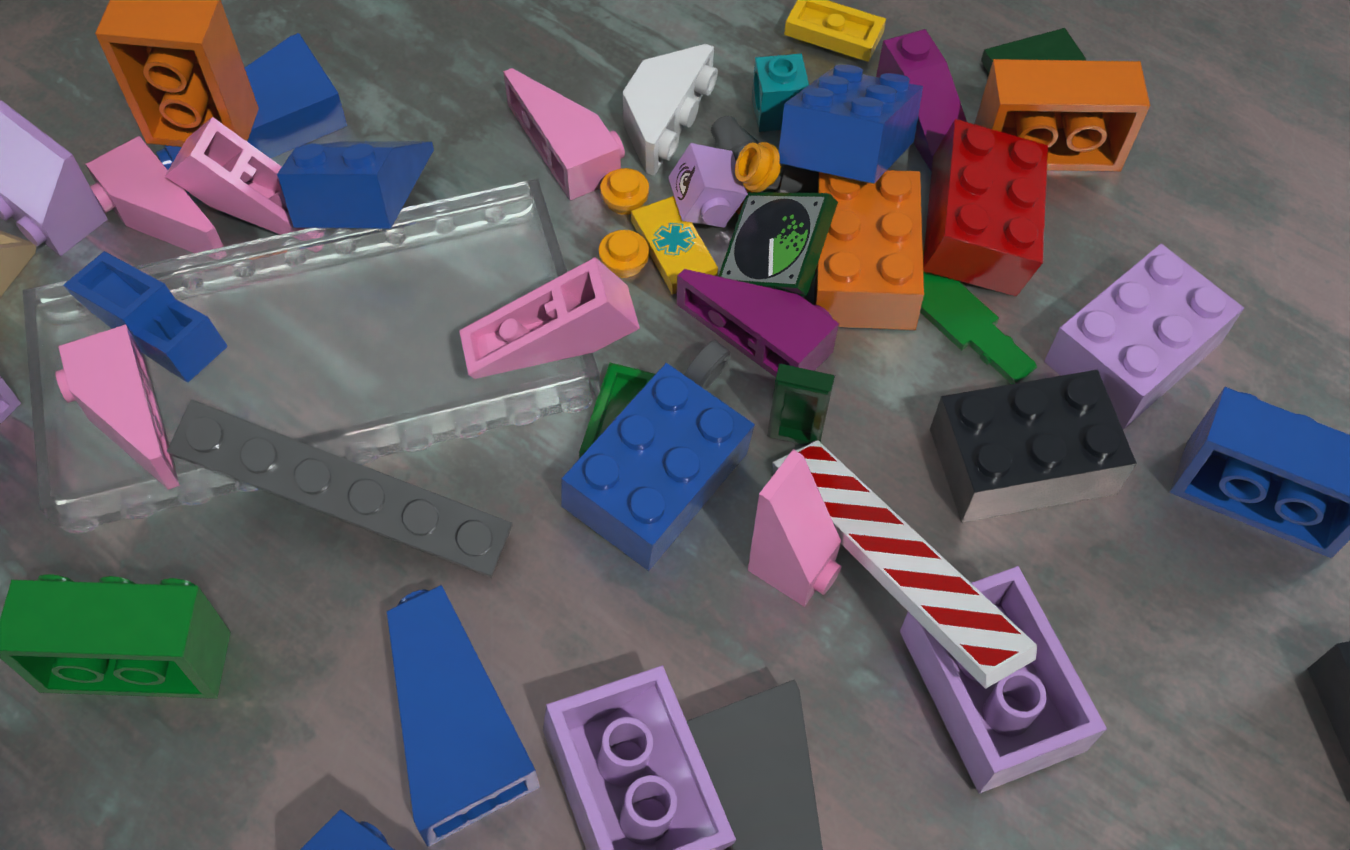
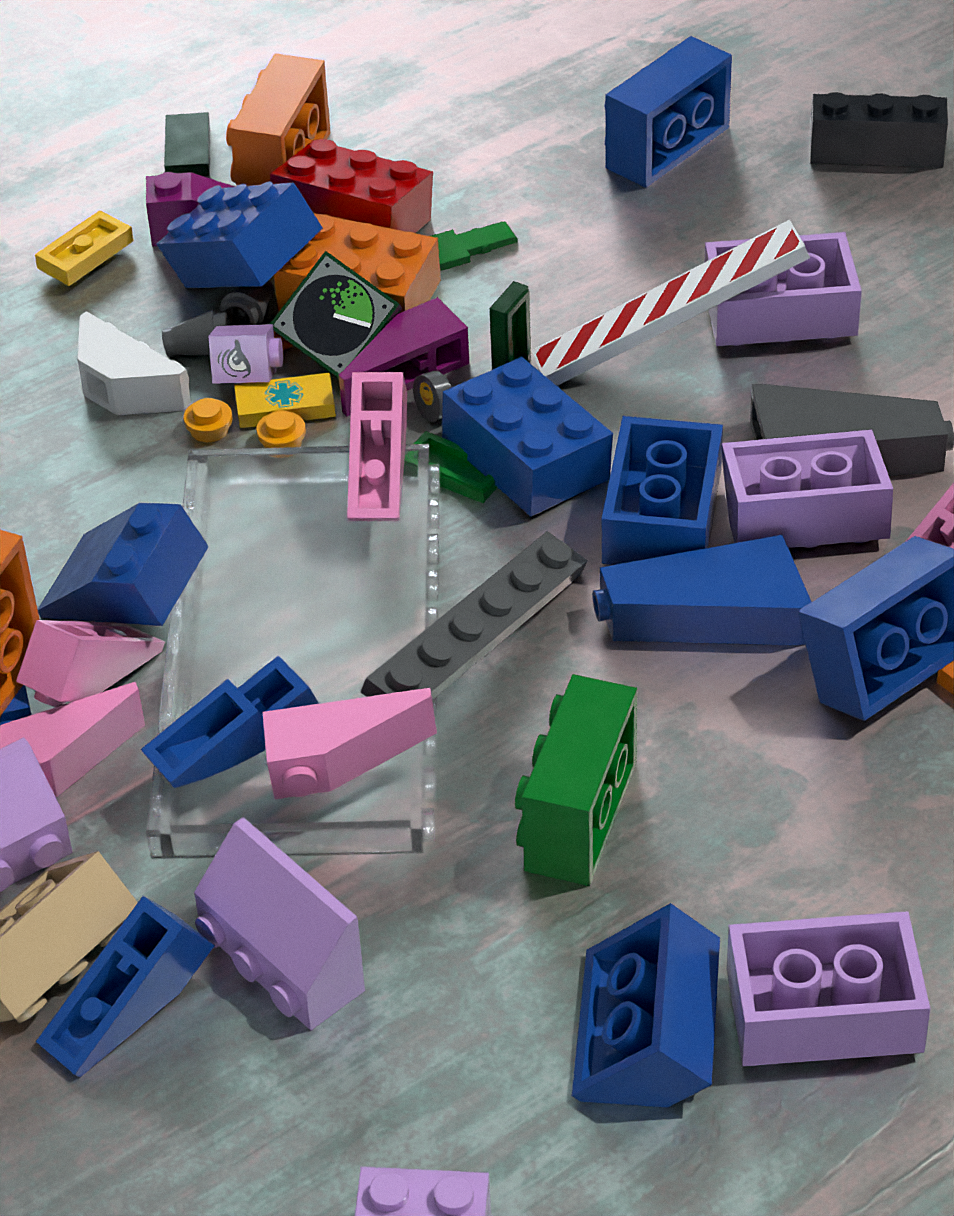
camera: 70 degrees left, 15 degrees down
(565, 135) = (121, 443): bright pink slope -> none
(586, 622) = (661, 489): none -> blue brick
(758, 166) = (257, 301): light orange plate -> none
(774, 83) = (153, 291): teal brick -> none
(794, 534) = (632, 360): bright pink slope -> none
(1031, 445) = (587, 233): black brick -> none
(1145, 331) = (512, 151): lavender brick -> none

